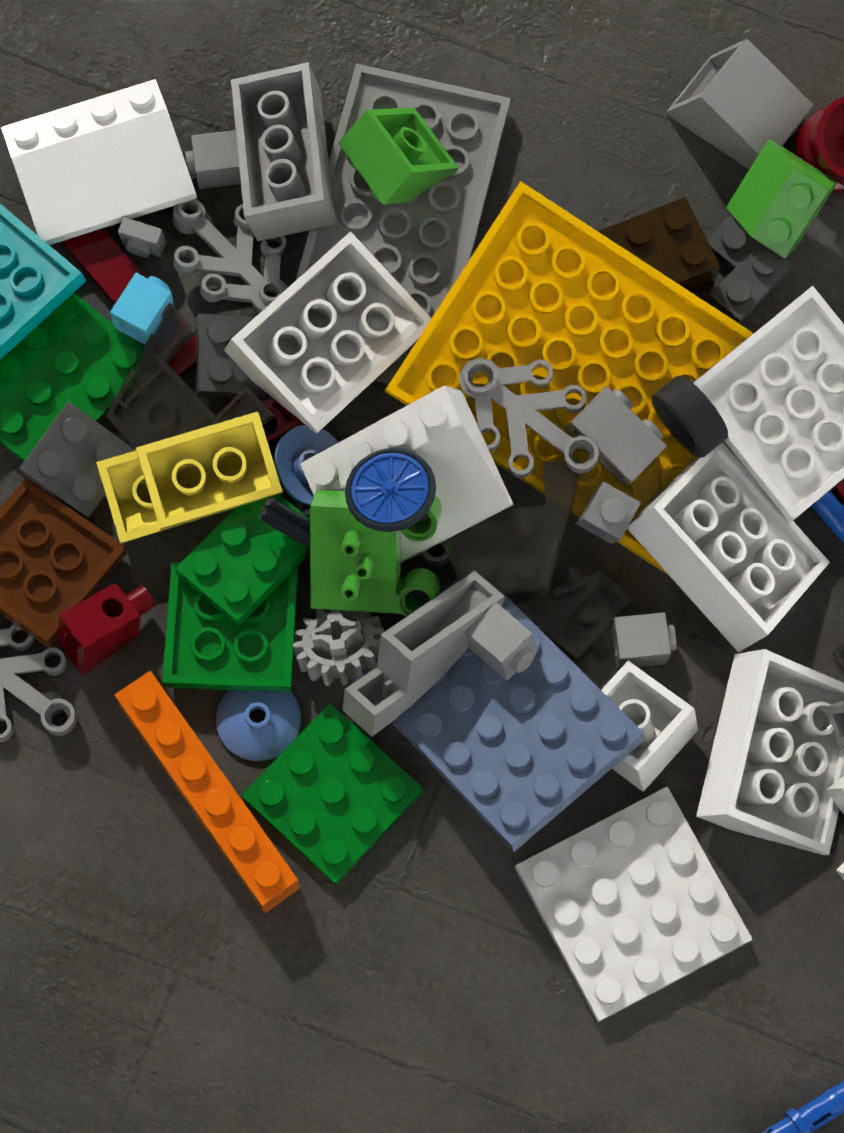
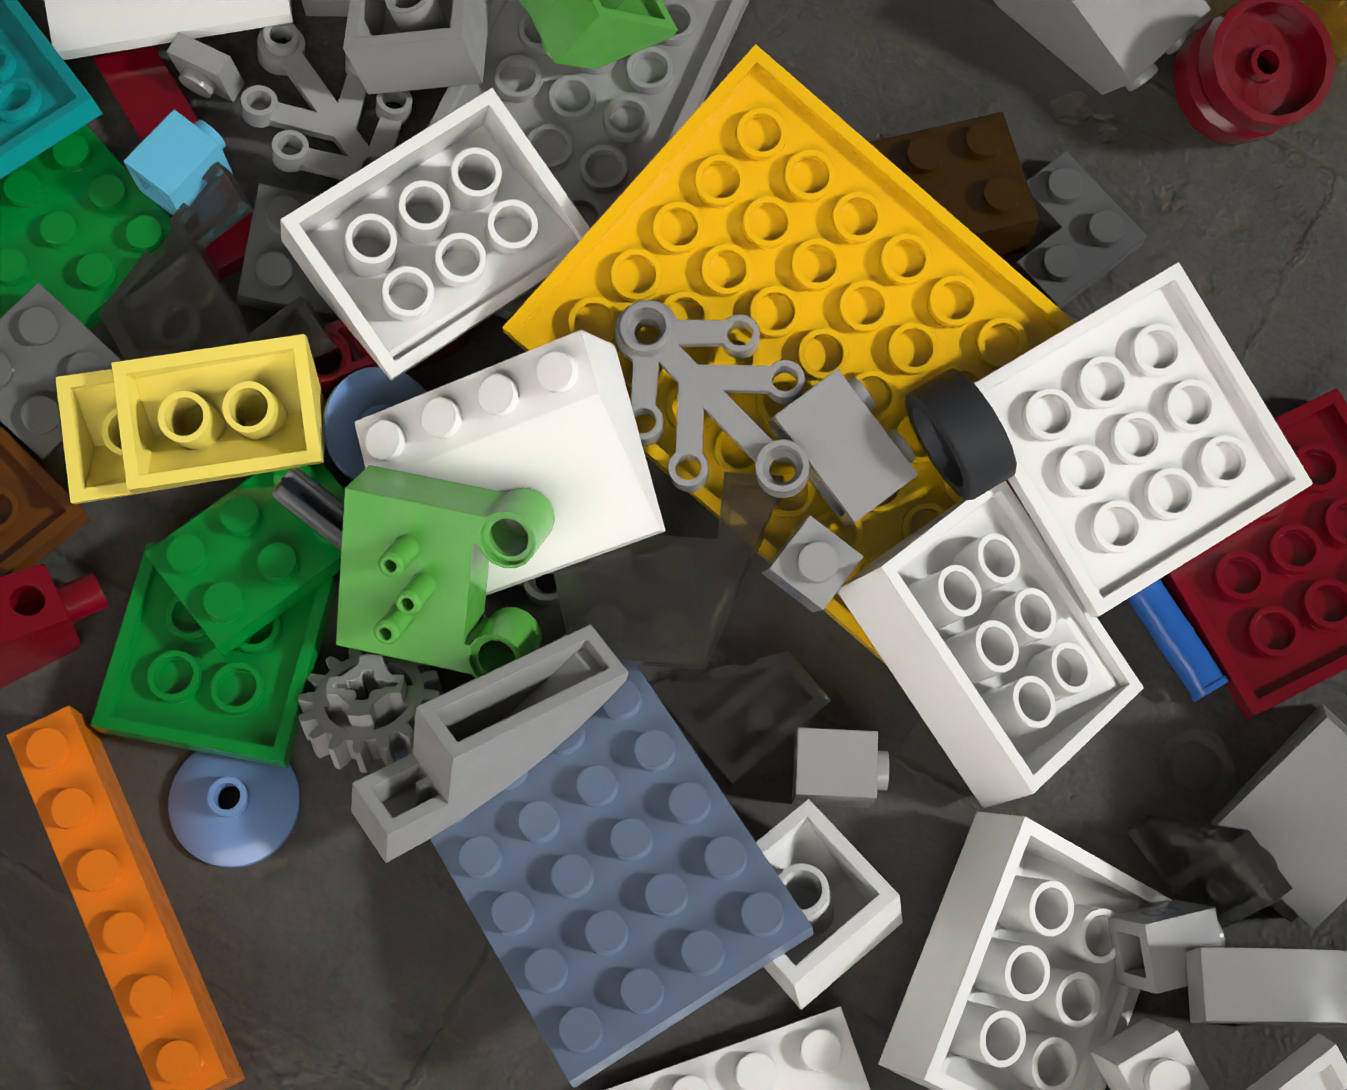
camera: 10 degrees right, 0 degrees up
(332, 794) = (320, 939): green plate -> none
(390, 490) = (471, 481): blue wheel -> none
(502, 642) = (613, 743): light grey brick -> none
(779, 198) = (1143, 134): bright green slope -> none

